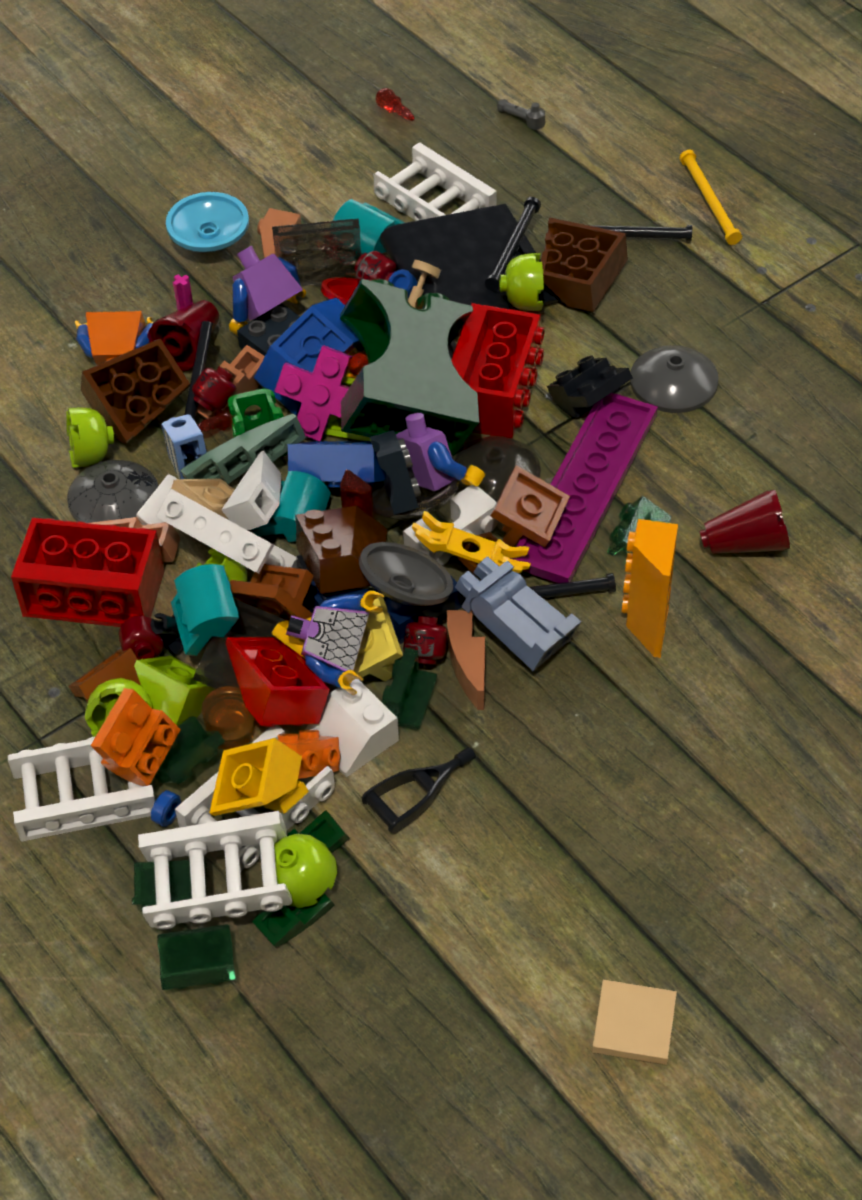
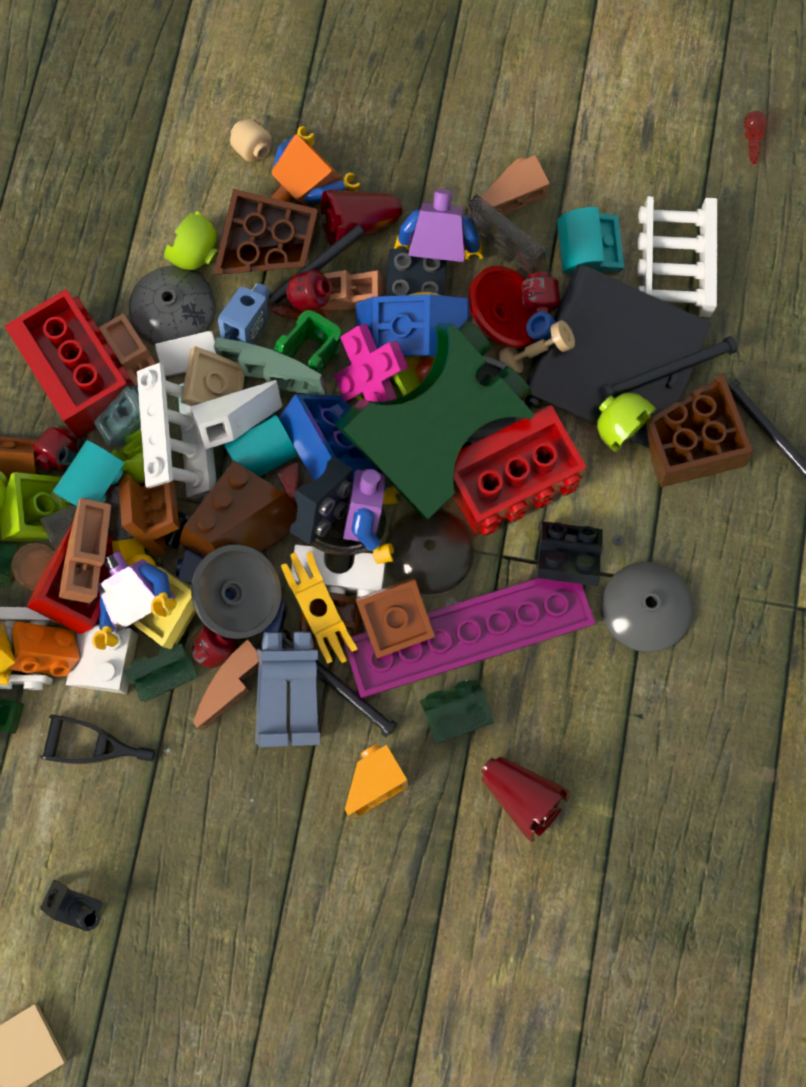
camera: 50 degrees right, 25 degrees up
(47, 356) = (250, 140): none -> tan head
(172, 558) = (120, 417): none -> clear light blue piece
(182, 291) = (386, 177): dark pink piece -> none
(207, 221) = (480, 110): medium azure dish -> none
(267, 640) = (85, 551): none -> nougat slope
(545, 889) = (72, 907): none -> black bracket

